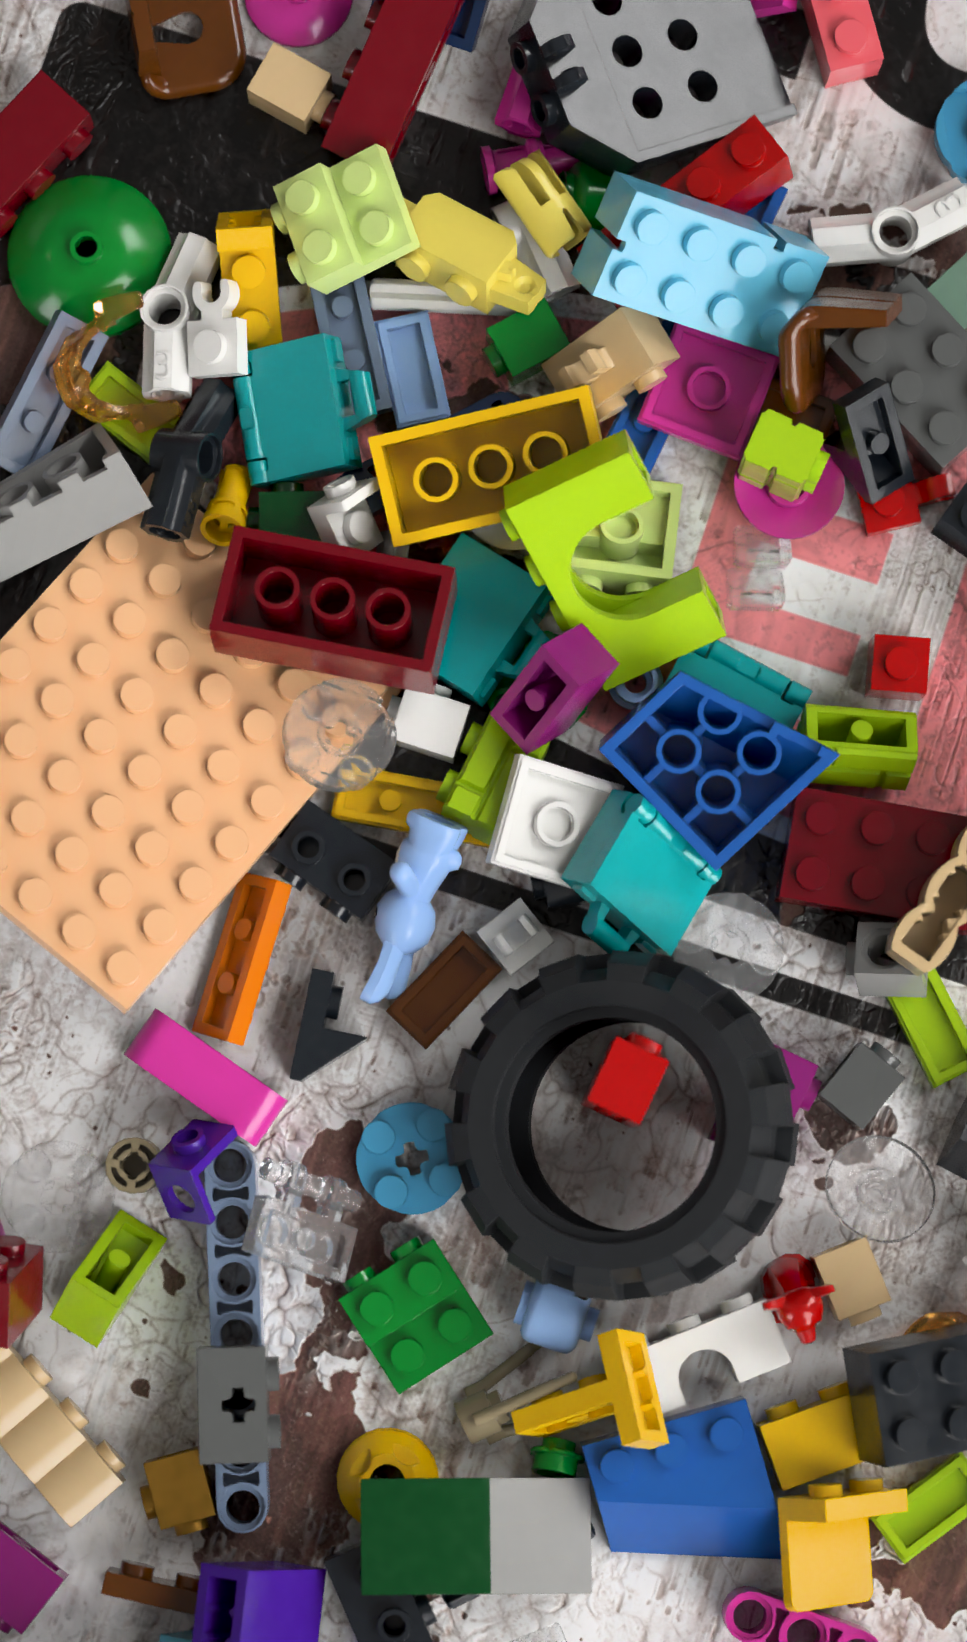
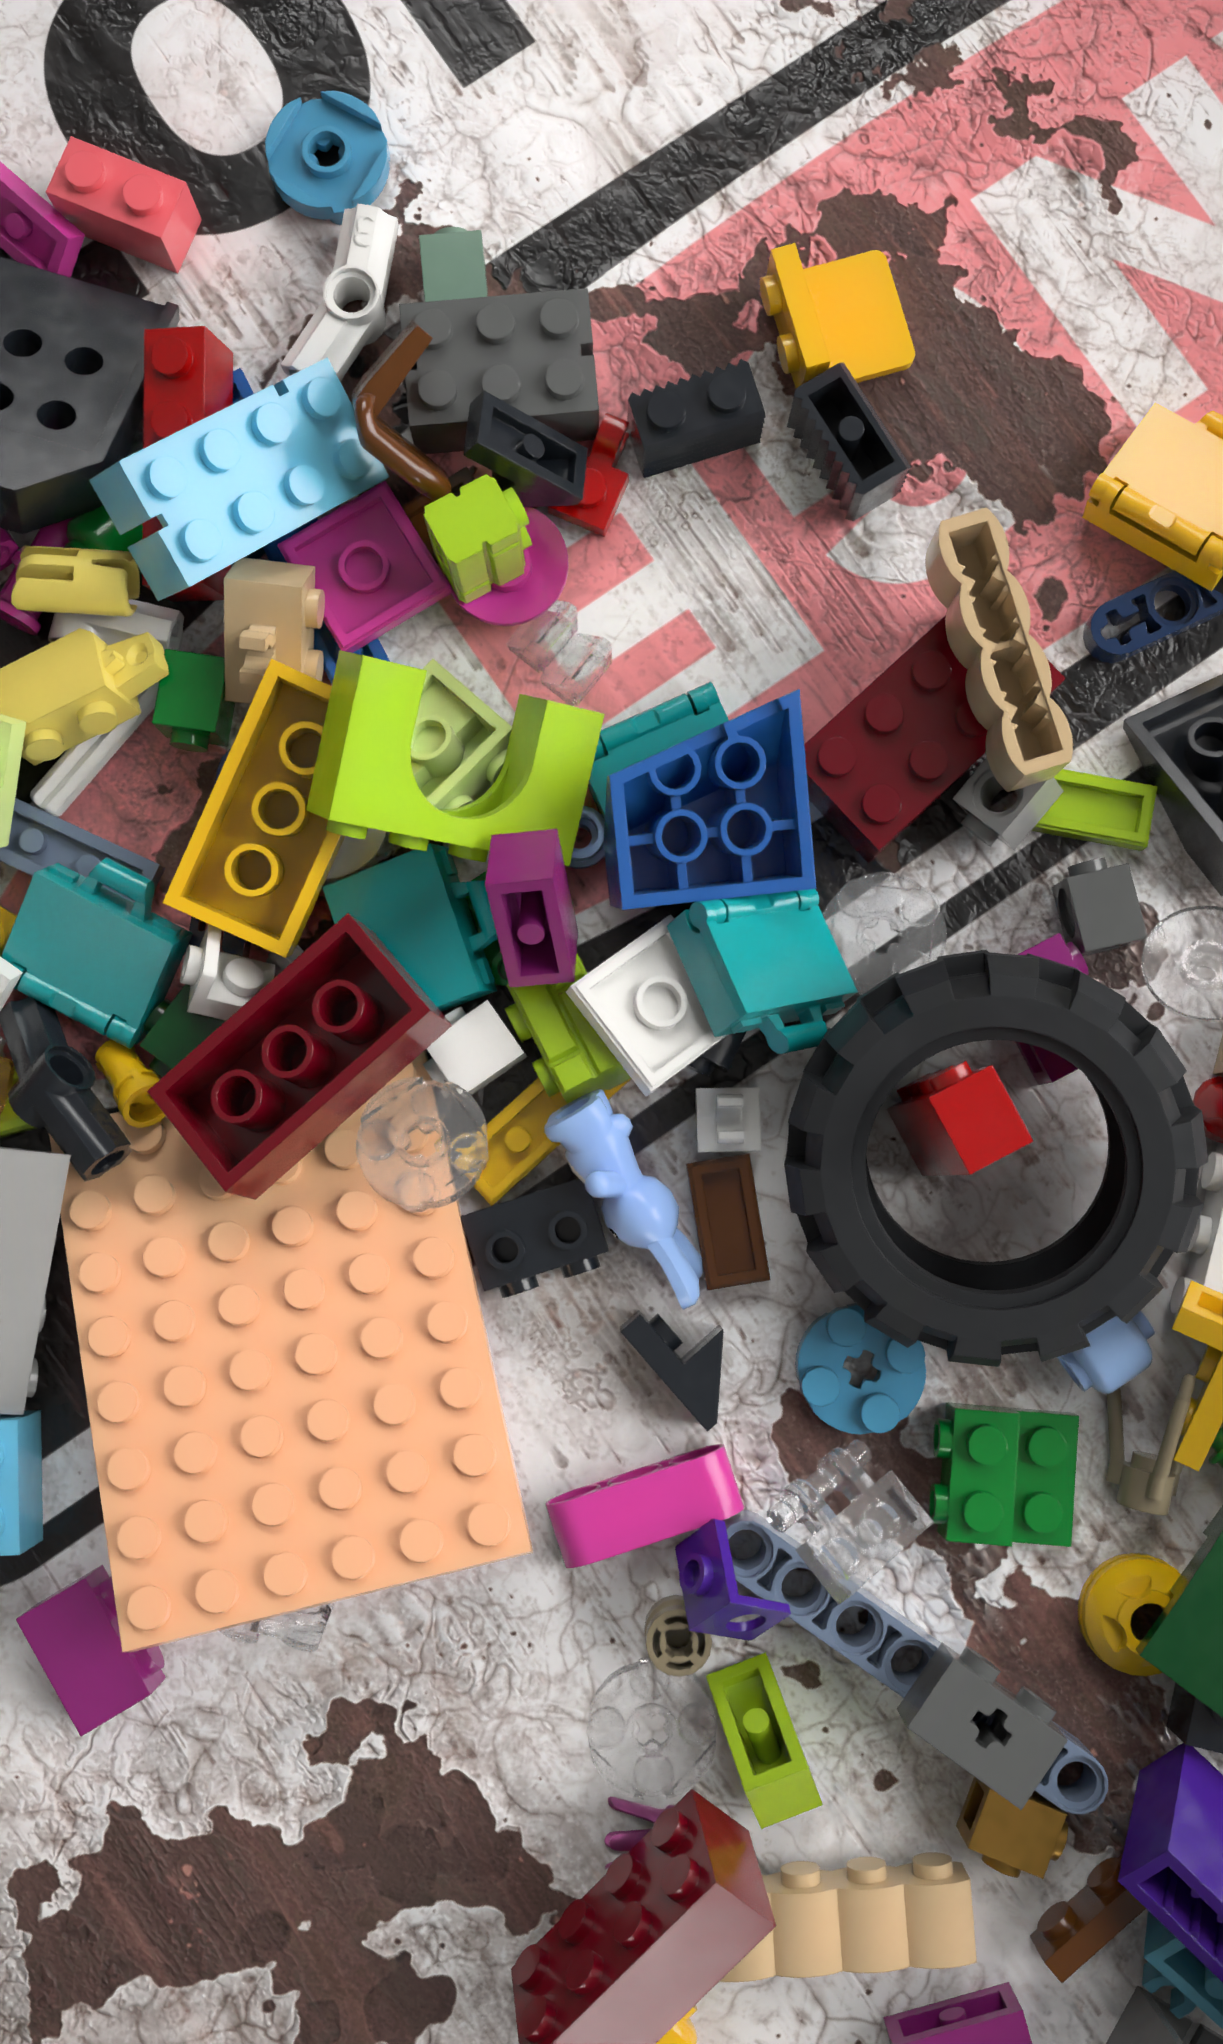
camera: 50 degrees left, 0 degrees up
(242, 958) = (561, 1388): orange plate -> none
(412, 369) = (136, 819): light blue tile -> none
(873, 744) = (803, 654): lime brick -> none
(897, 667) = (745, 591): red brick -> none

